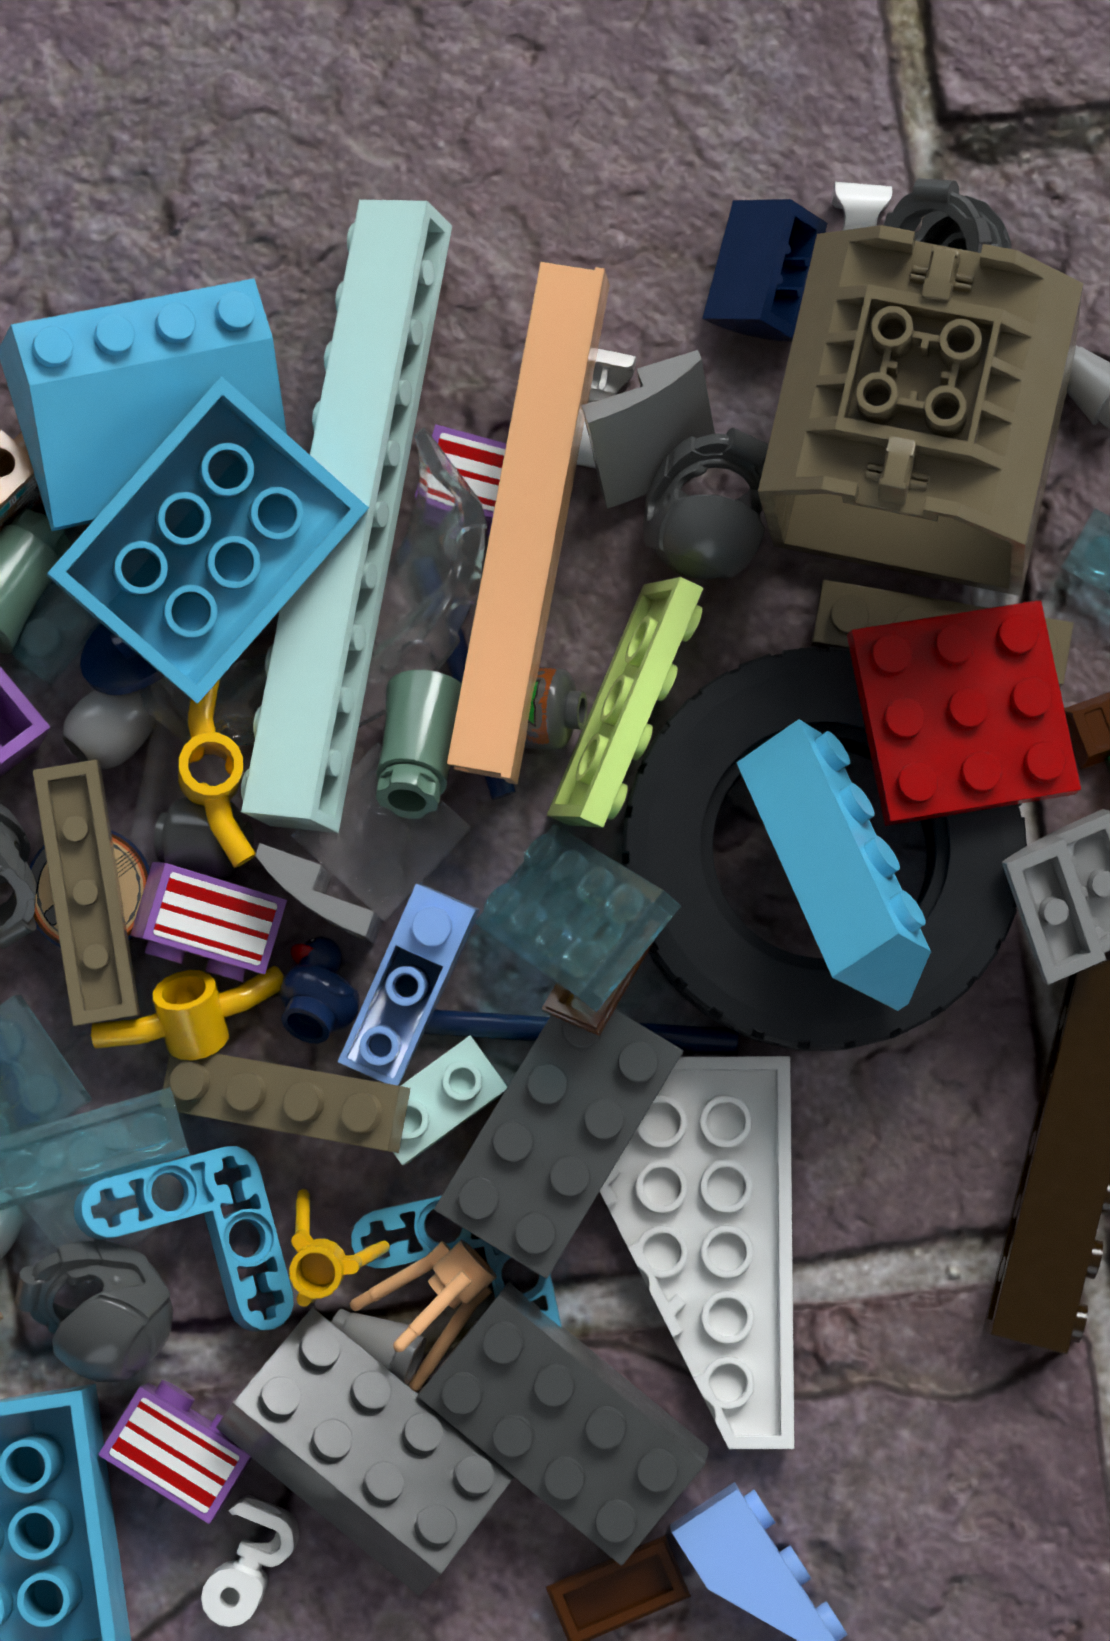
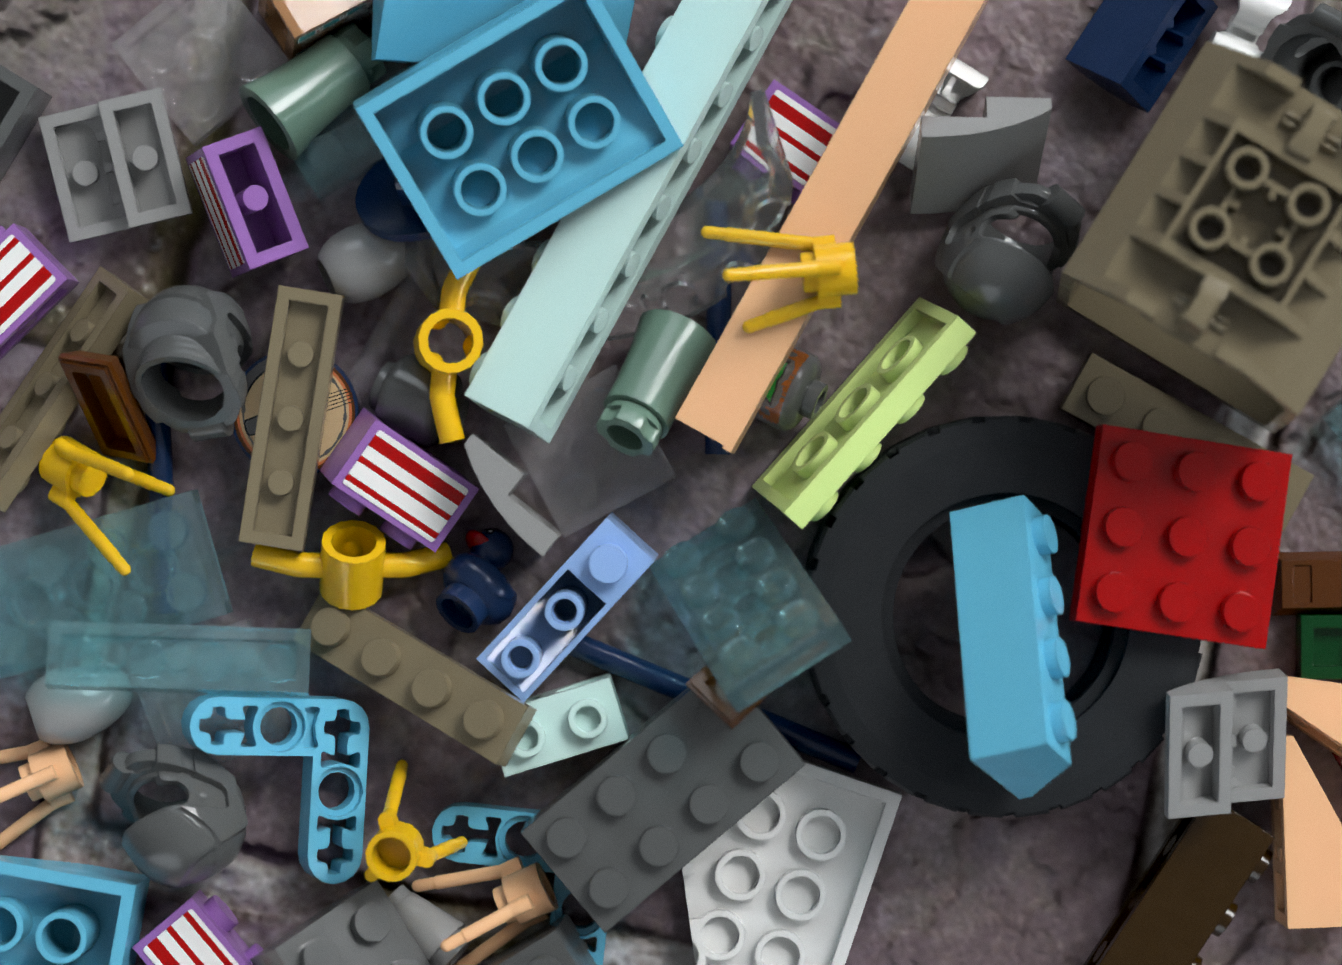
camera: 10 degrees right, 5 degrees up
(537, 570) = (827, 270): none -> yellow plant

